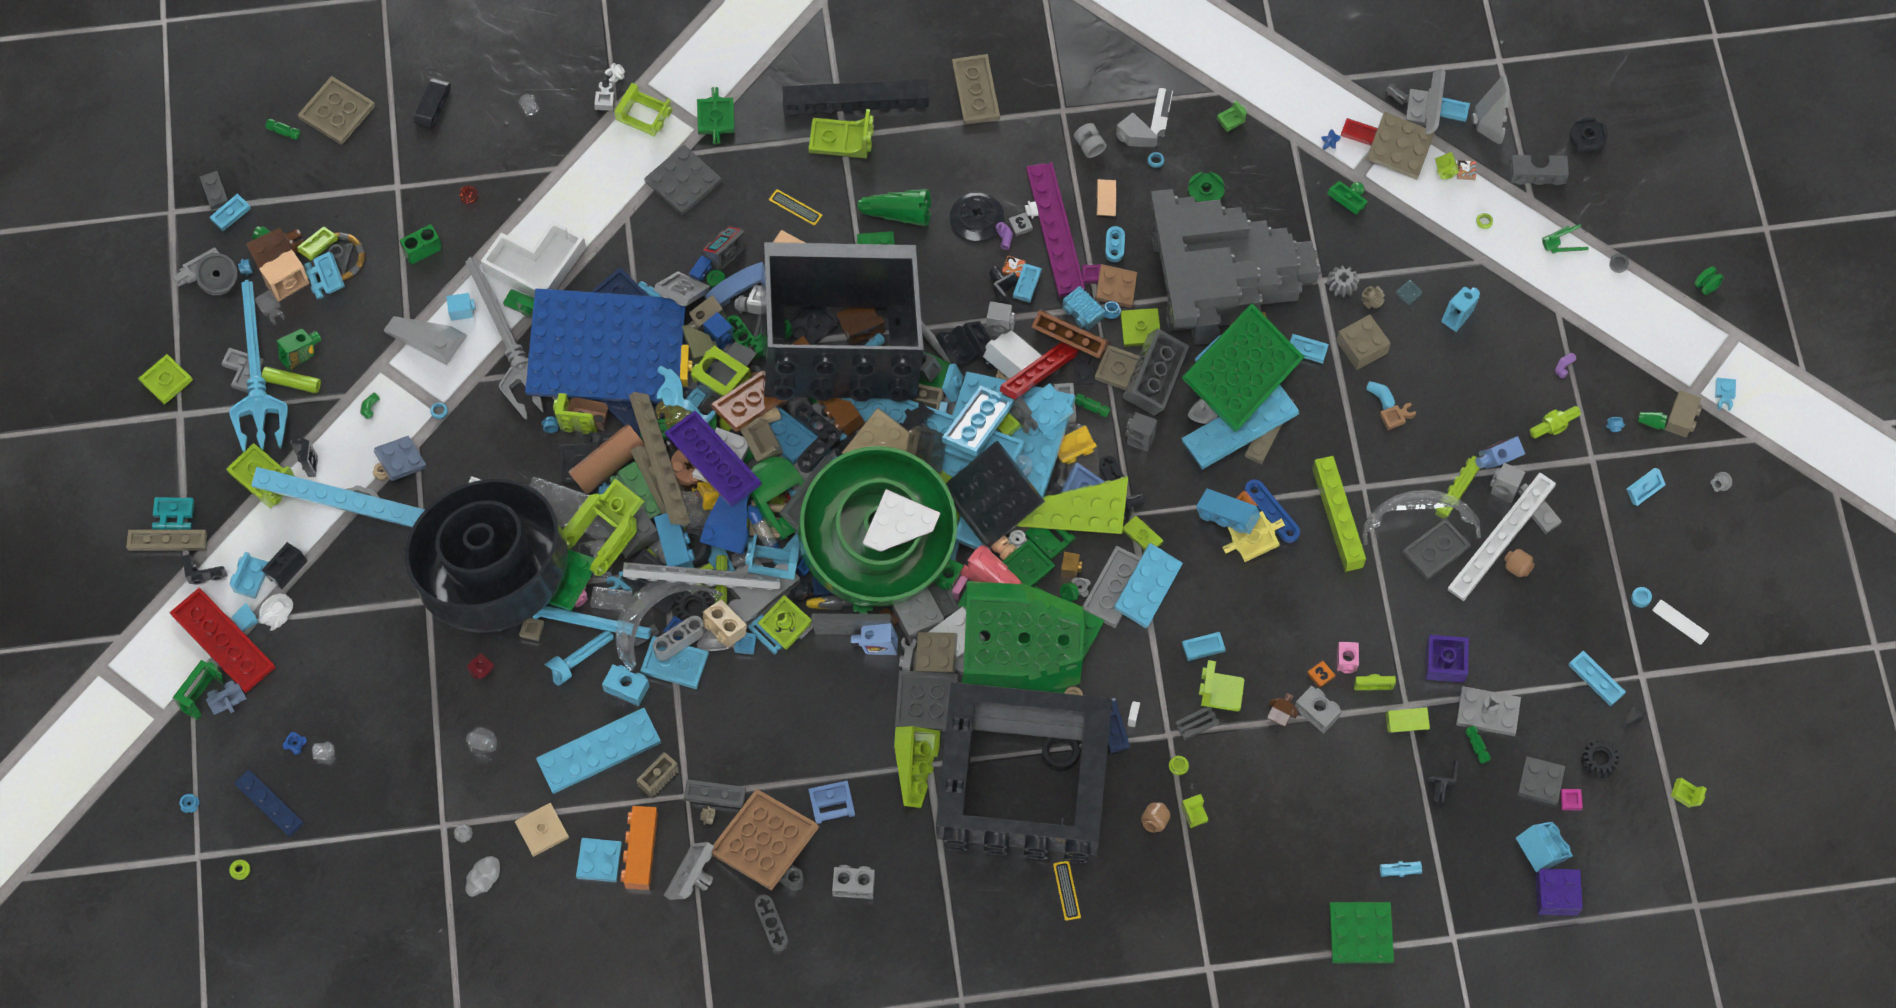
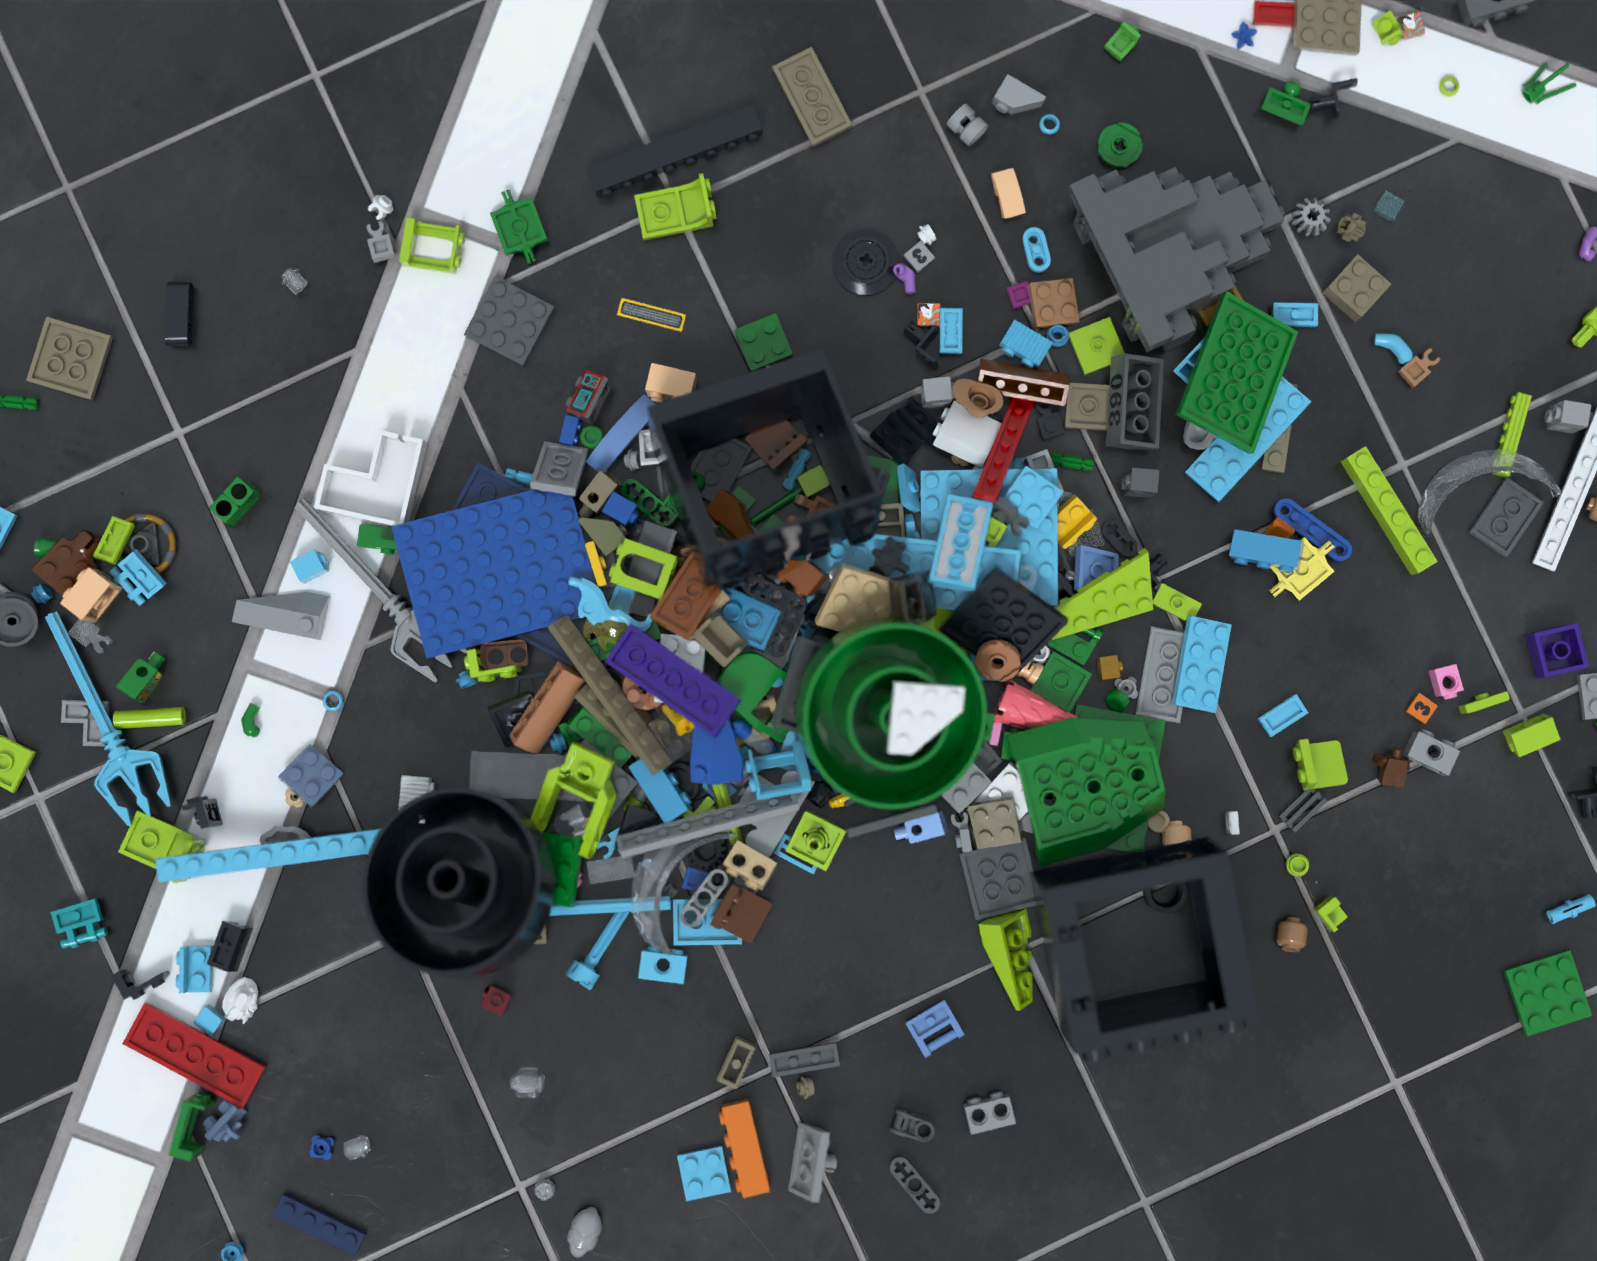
camera: 20 degrees left, 20 degrees up
(166, 540) = (84, 957): dark tan plate -> none
(468, 195) = (266, 418): clear red tile -> none
(541, 829) = (629, 1159): tan plate -> none
(598, 750) = (659, 1049): medium azure plate -> none
(703, 657) = (741, 913): none -> reddish brown bracket
(746, 644) = (780, 875): dark azure plate -> none
(764, 839) = (877, 1099): medium nougat plate -> none
(905, 207) = (782, 280): green cone -> none
(990, 523) = (1002, 650): none -> nougat tile
(1028, 329) = (977, 397): none -> medium nougat piece
(1055, 228) = (961, 250): magenta plate -> none
(1066, 890) = (1222, 1051): sticker -> none
(1117, 735) = (1211, 831): dark blue plate -> none
(1161, 111) = (1036, 57): white sticker -> none
(1385, 203) = (1331, 99): none -> black bracket
(1464, 301) = (1456, 210): medium azure torso -> none
(1500, 453) = (1552, 384): medium blue torso -> none

